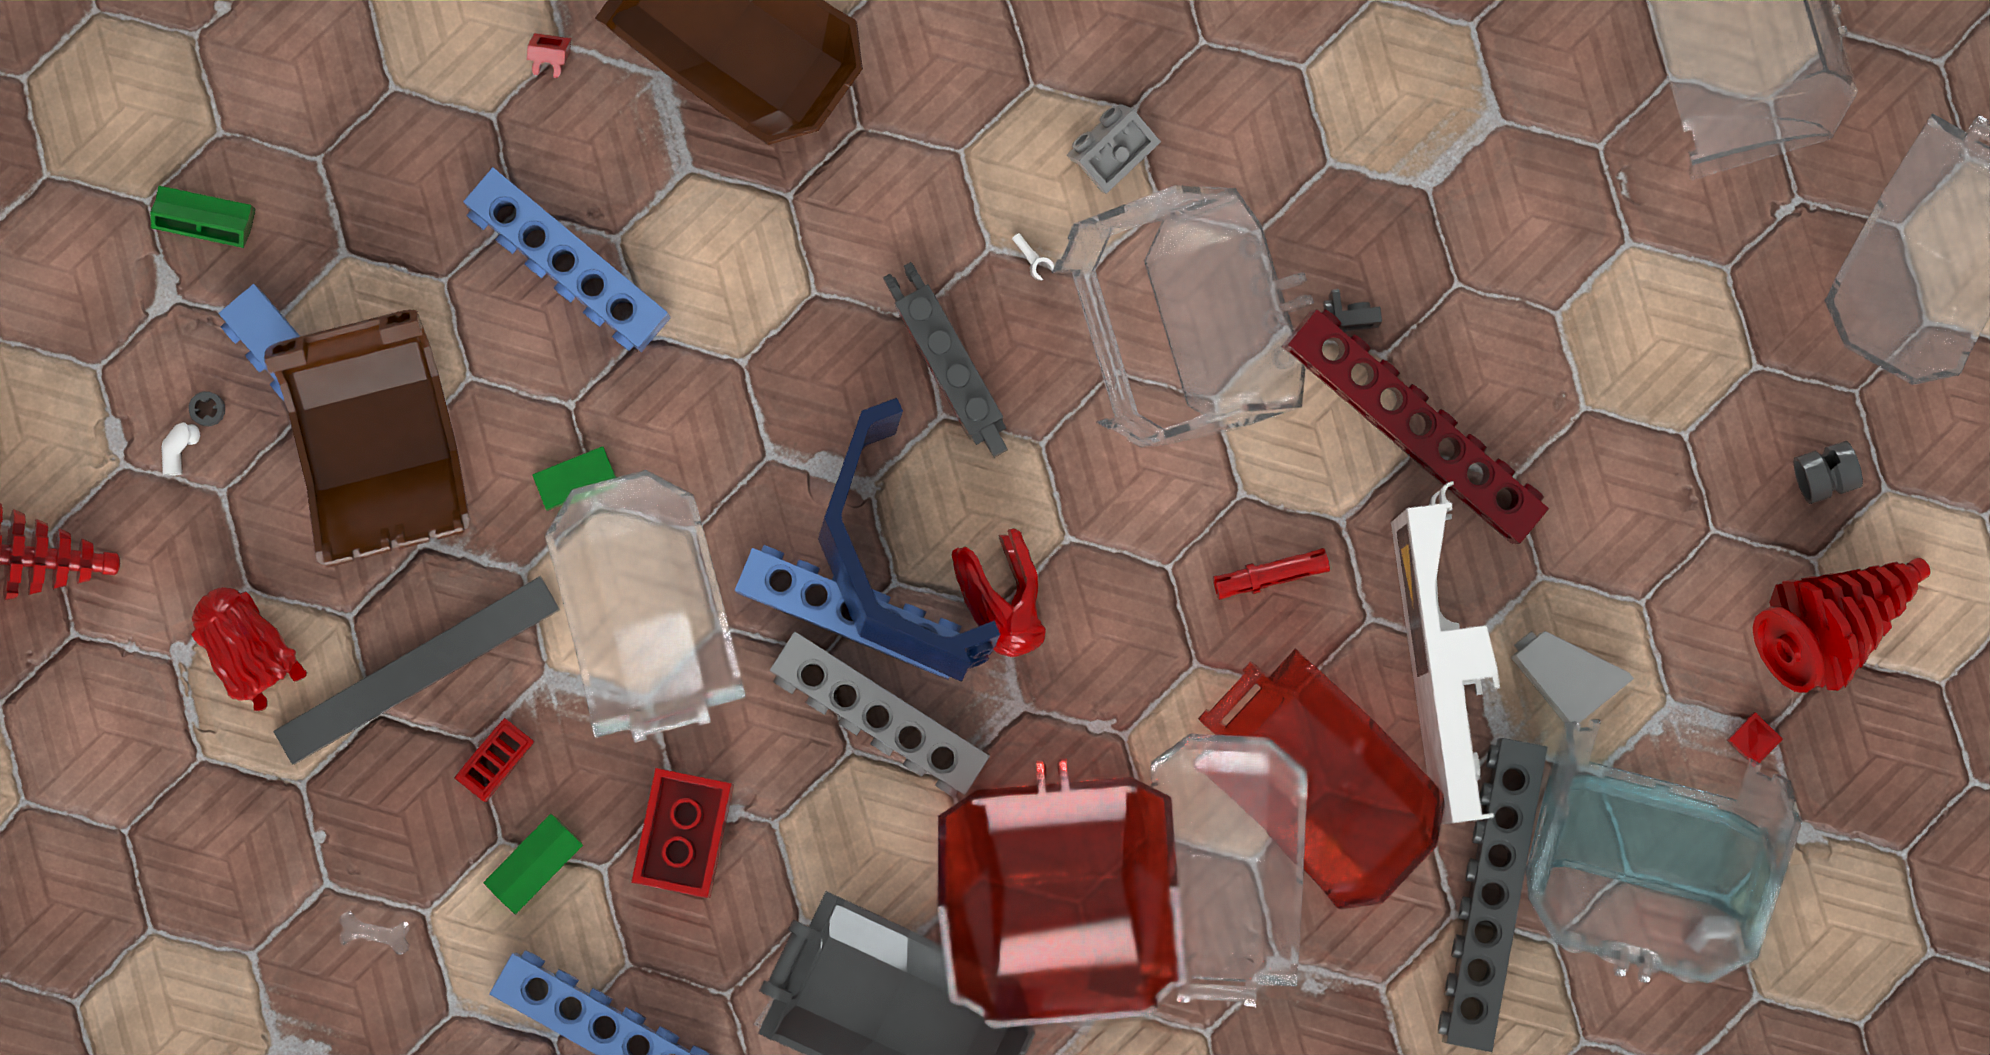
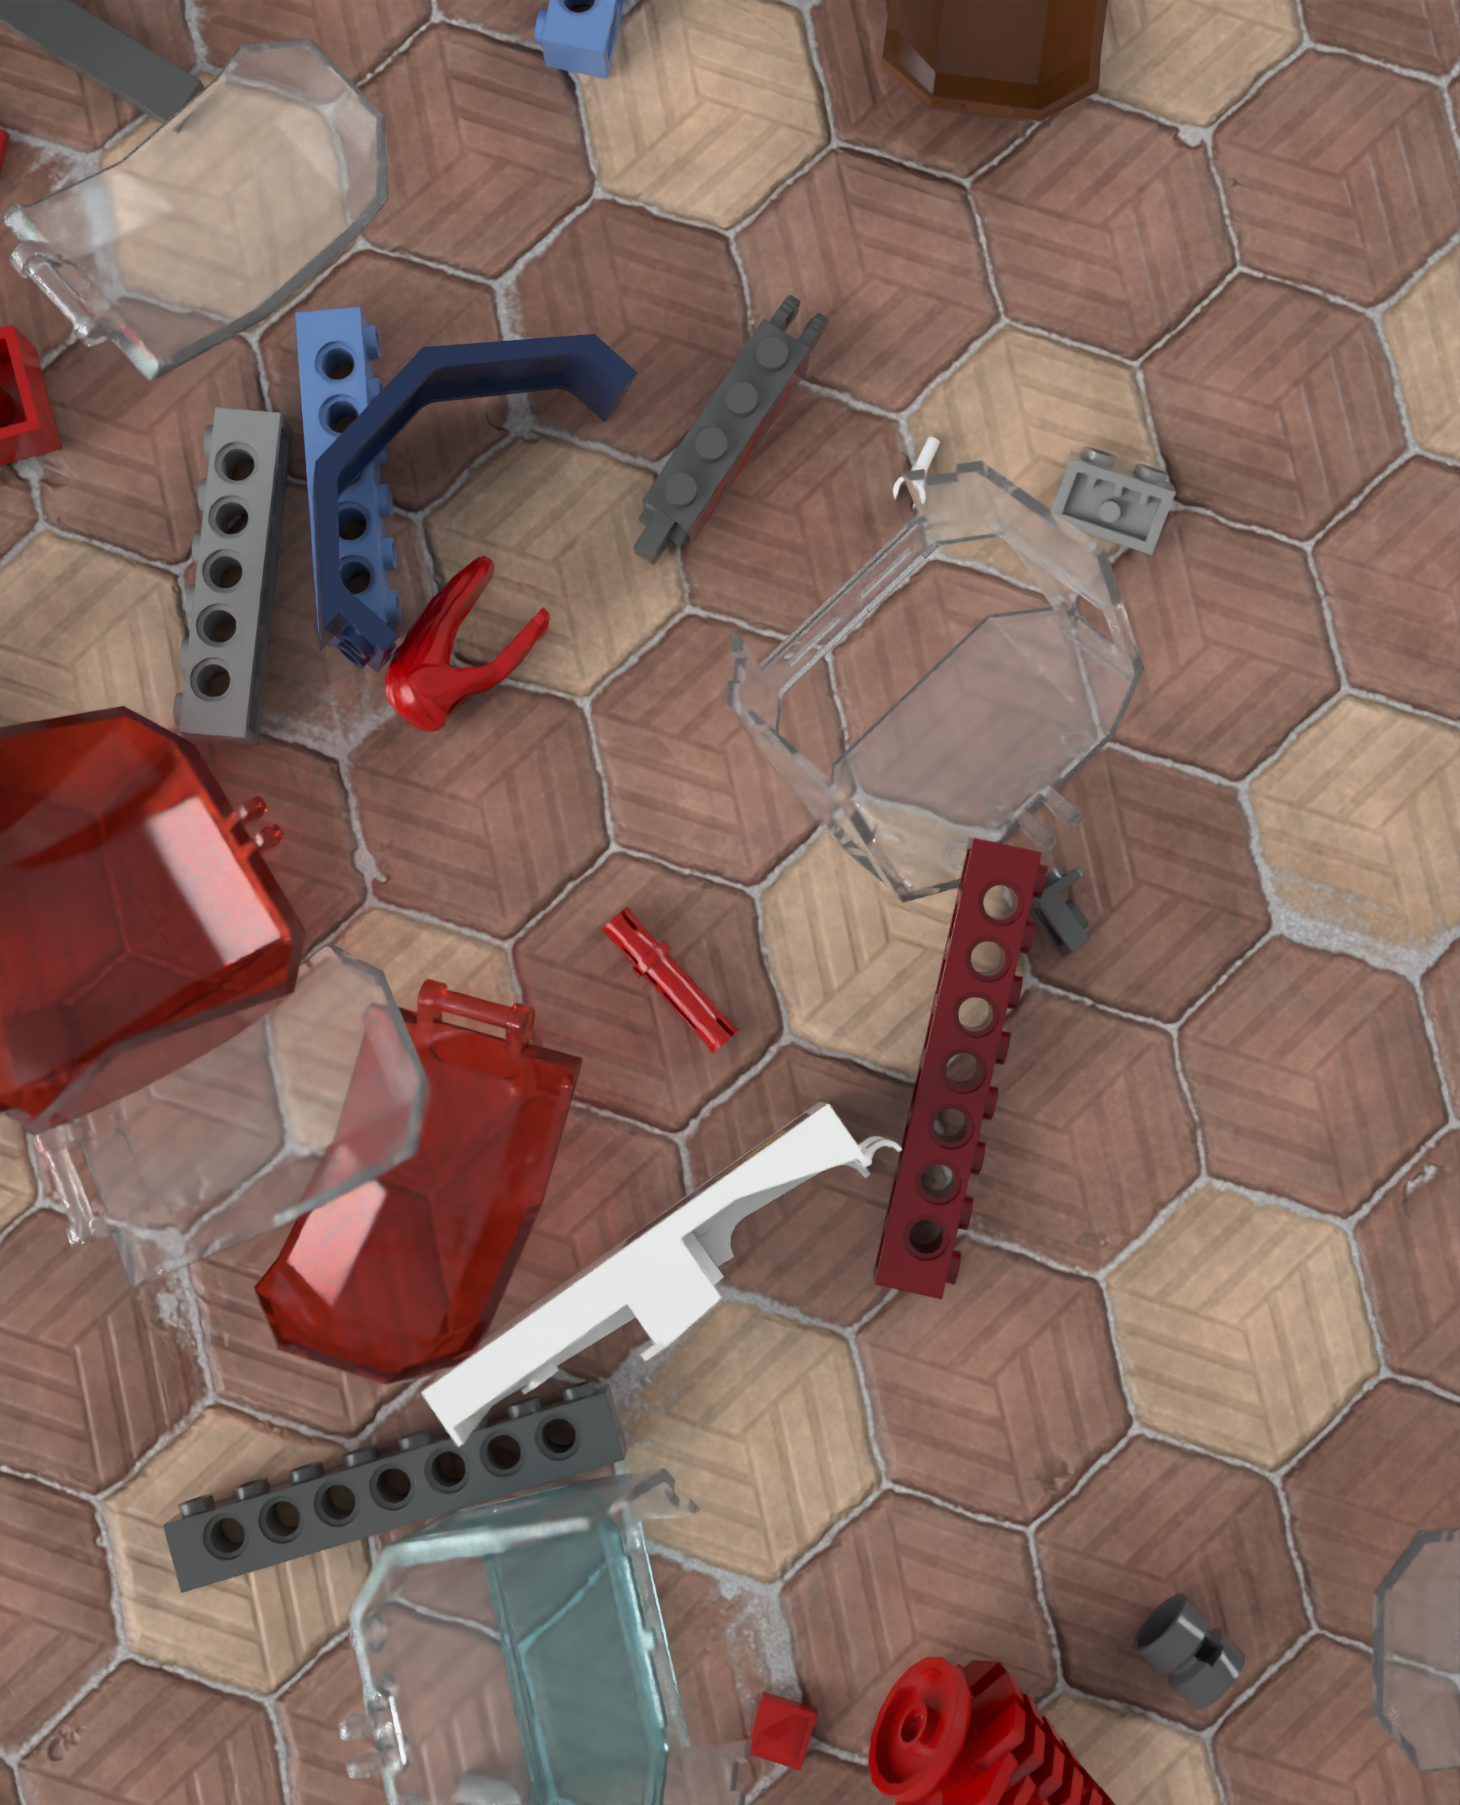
camera: 70 degrees right, 0 degrees up
(586, 469) = (354, 57): green tile -> none
(1567, 675) = (734, 1439): light grey slope -> none

